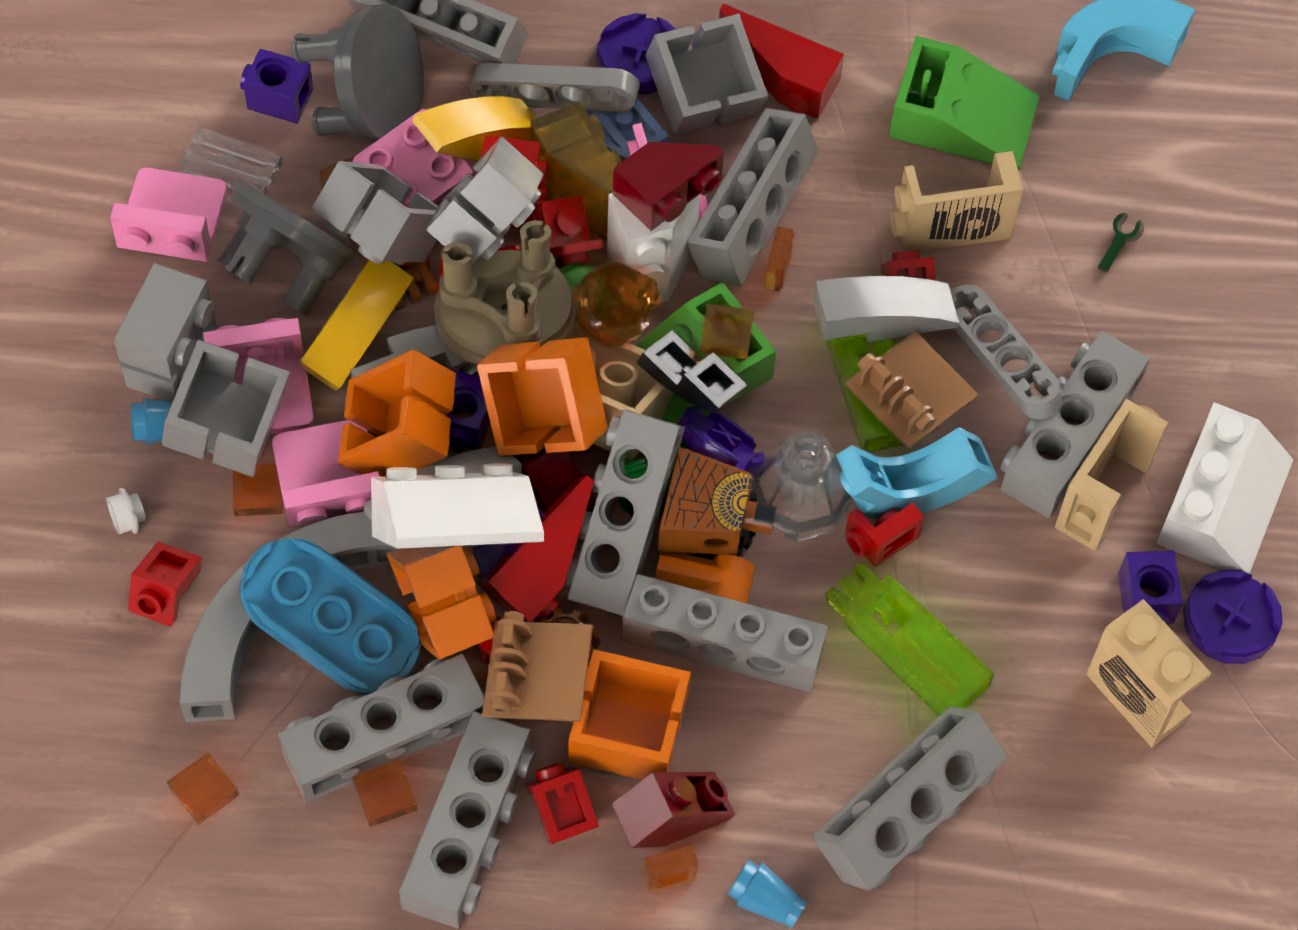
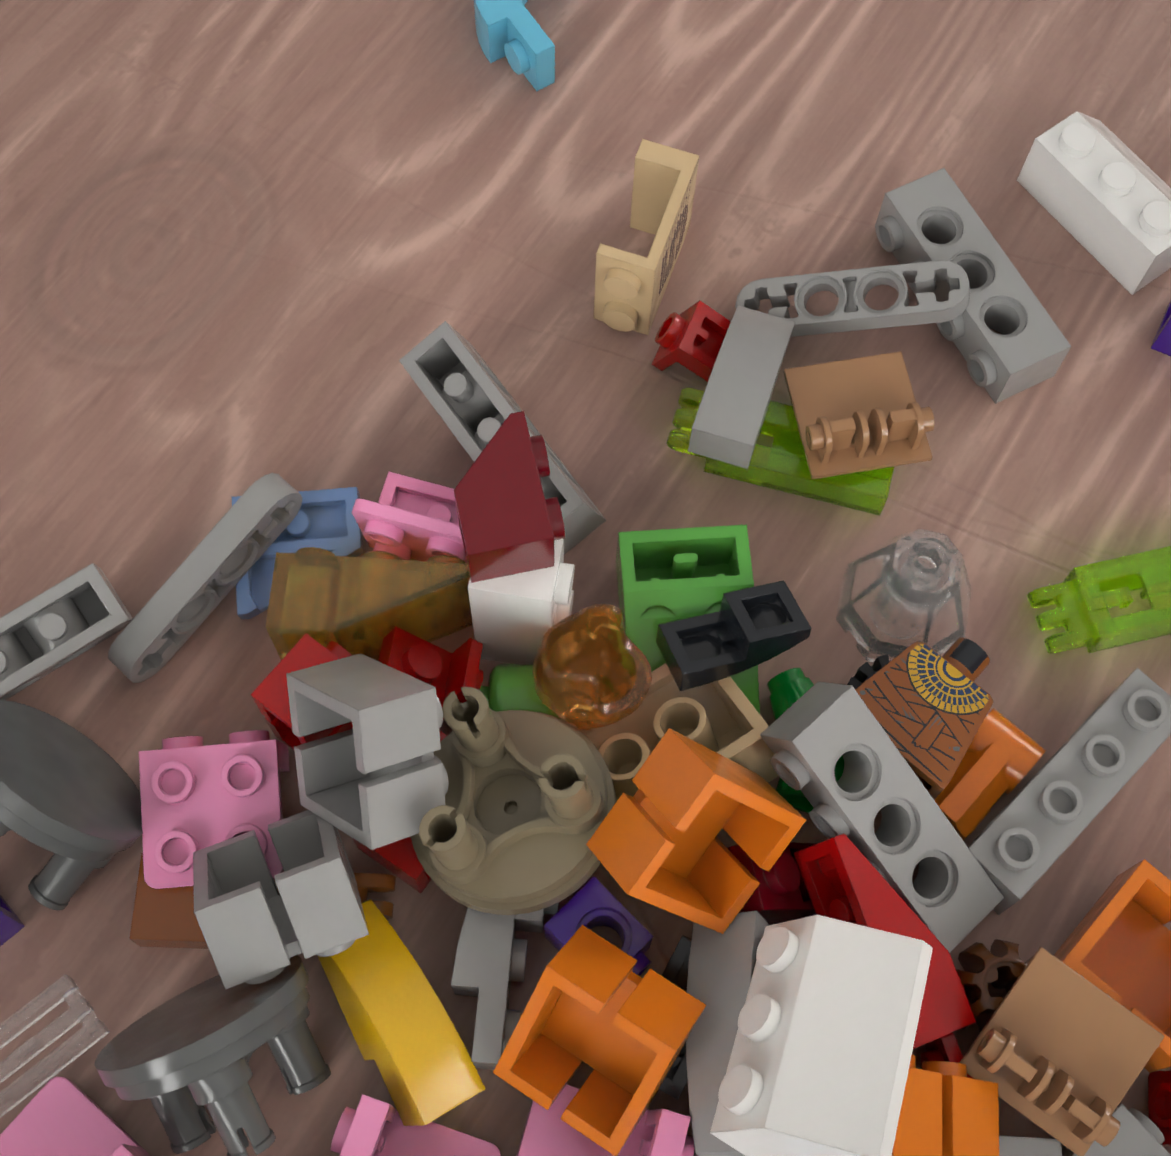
camera: 60 degrees left, 5 degrees up
(462, 125) = (212, 700): yellow slope -> none
(625, 46) = (207, 459): dark purple tile -> none
(709, 80) = (311, 398): light grey piece -> none
(720, 440) = (829, 655): dark purple tile -> none
(727, 331) = (696, 563): clear orange tile -> none
(779, 259) = (593, 460): clear orange tile -> none
(791, 66) = (331, 316): red slope -> none
(888, 535) = (1016, 543): red bracket -> none
(926, 477) = (965, 469): medium azure arch -> none
(961, 104) = (507, 176): bright green slope -> none
(1089, 504) = (1088, 319): tan panel -> none
(1119, 241) = (760, 124): dark green hand -> none

